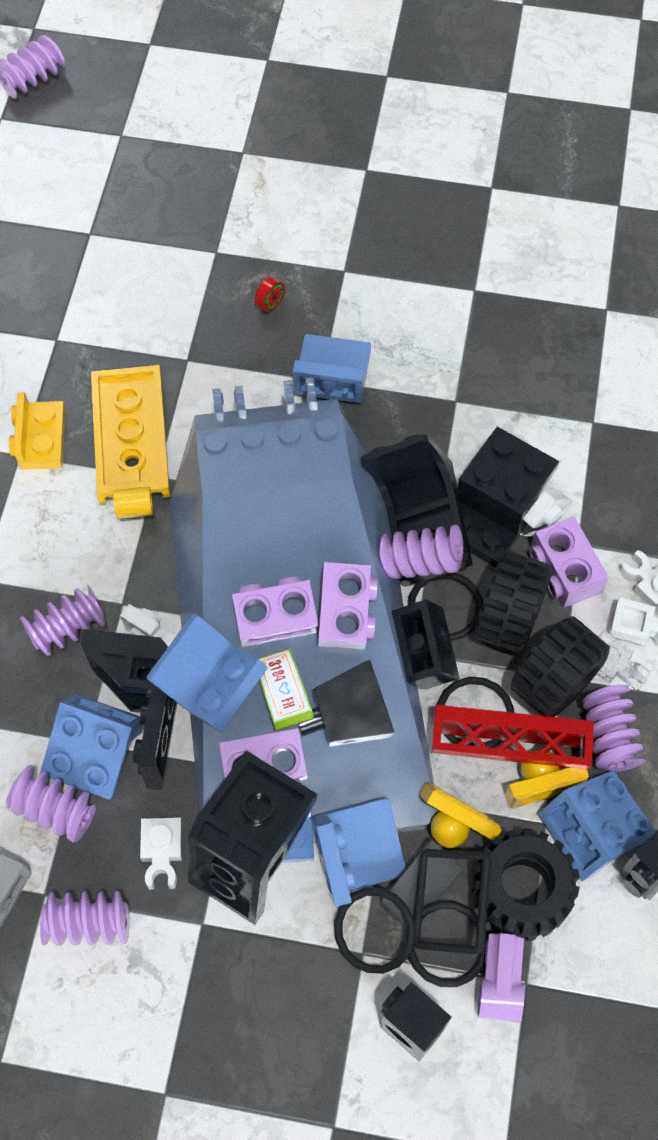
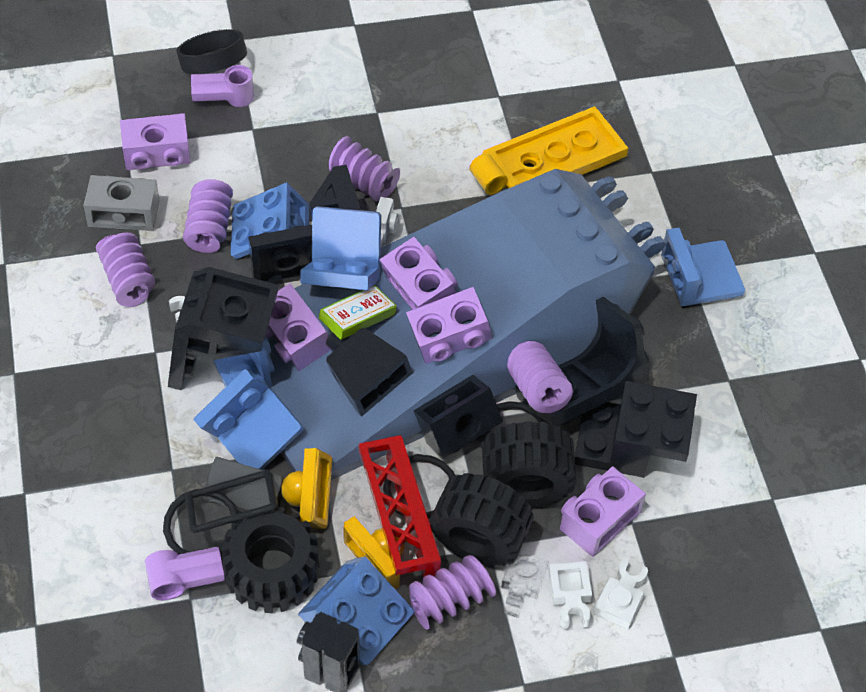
camera: 65 degrees right, 10 degrees down
(38, 433) = (521, 95): yellow bracket -> none
(269, 294) = (748, 200): red tile -> none
(338, 930) = (198, 482): black piece -> none
(413, 1019) = (118, 505): black brick -> none
(547, 509) = (643, 468): white plate -> none

